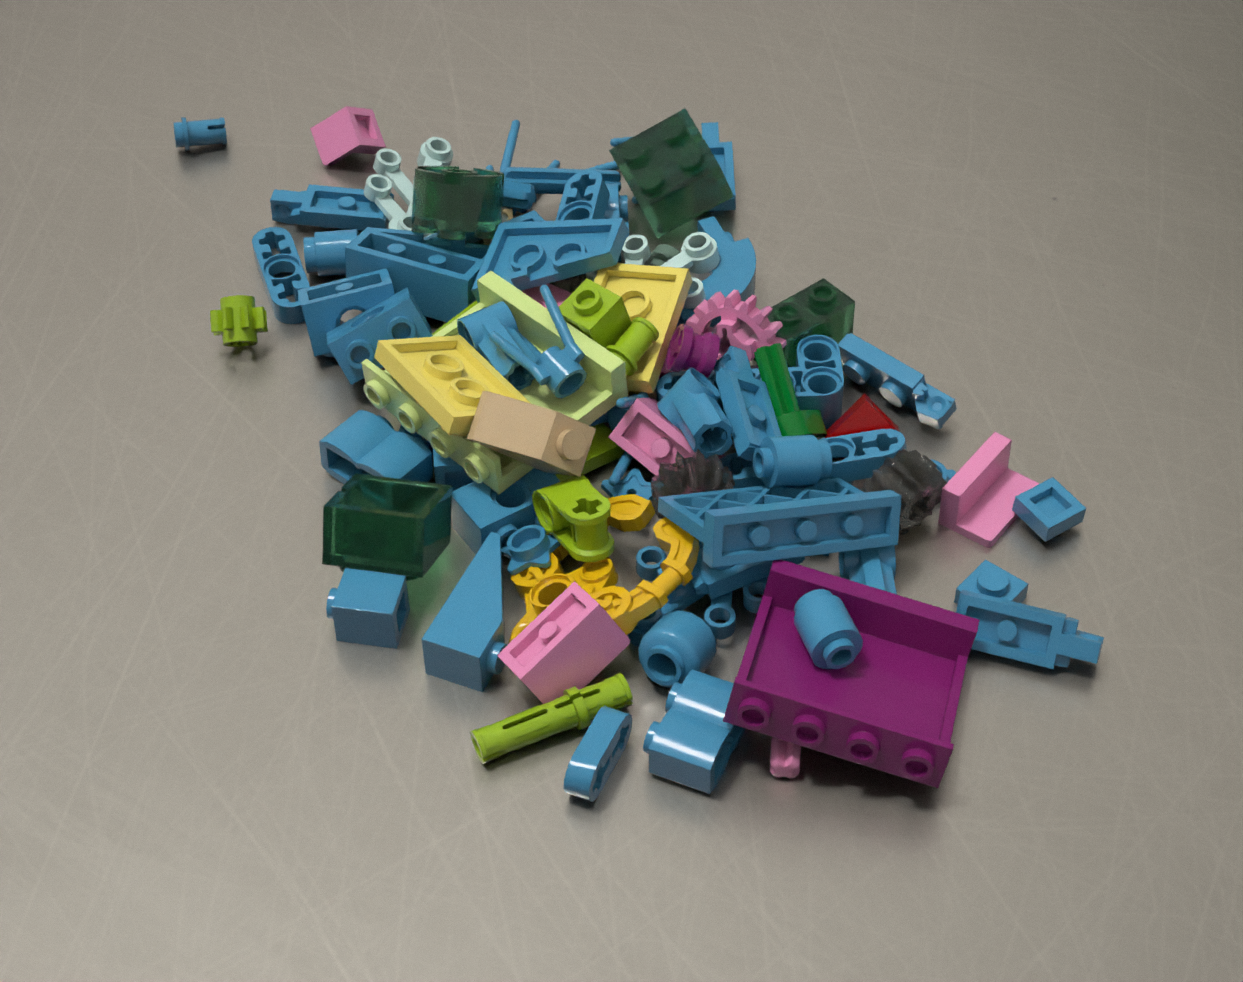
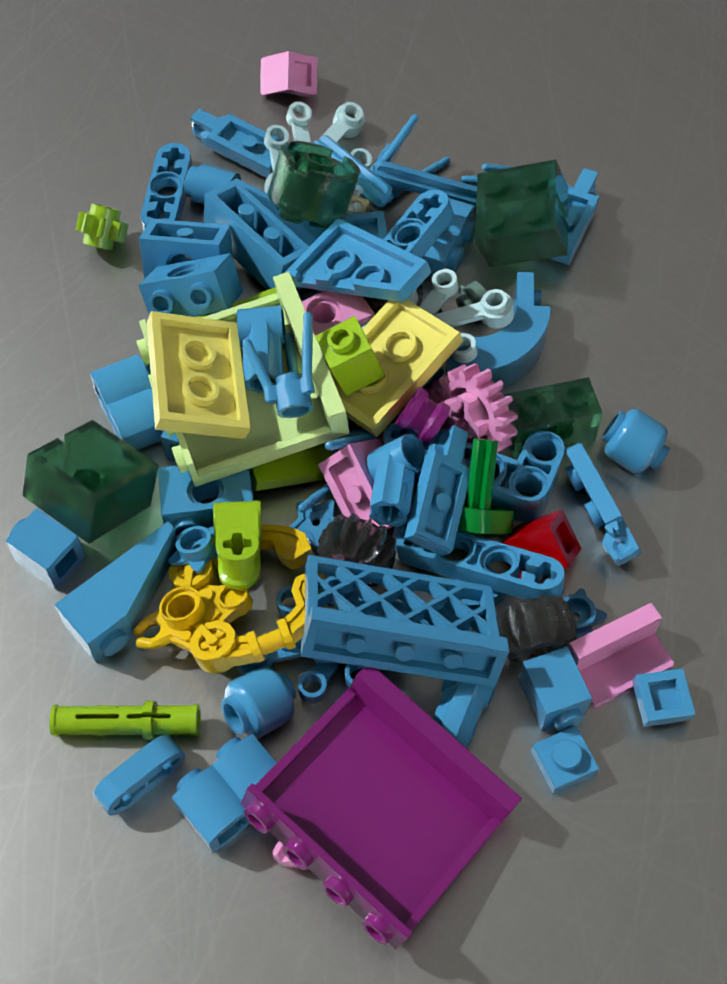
camera: 25 degrees right, 15 degrees up
(199, 132) = (179, 29): dark azure pin -> none
(531, 434) = (226, 454): tan slope -> none
(564, 645) = (159, 662): bright pink panel -> none
(634, 343) = (367, 392): lime pin -> none
(792, 461) = (446, 563): dark azure brick -> none
(827, 629) = (377, 753): dark azure brick -> none
(894, 322) = (635, 441): none -> dark azure head
(948, 537) = (555, 690): none -> dark azure brick
(1027, 632) = (566, 822): dark azure hinge -> none

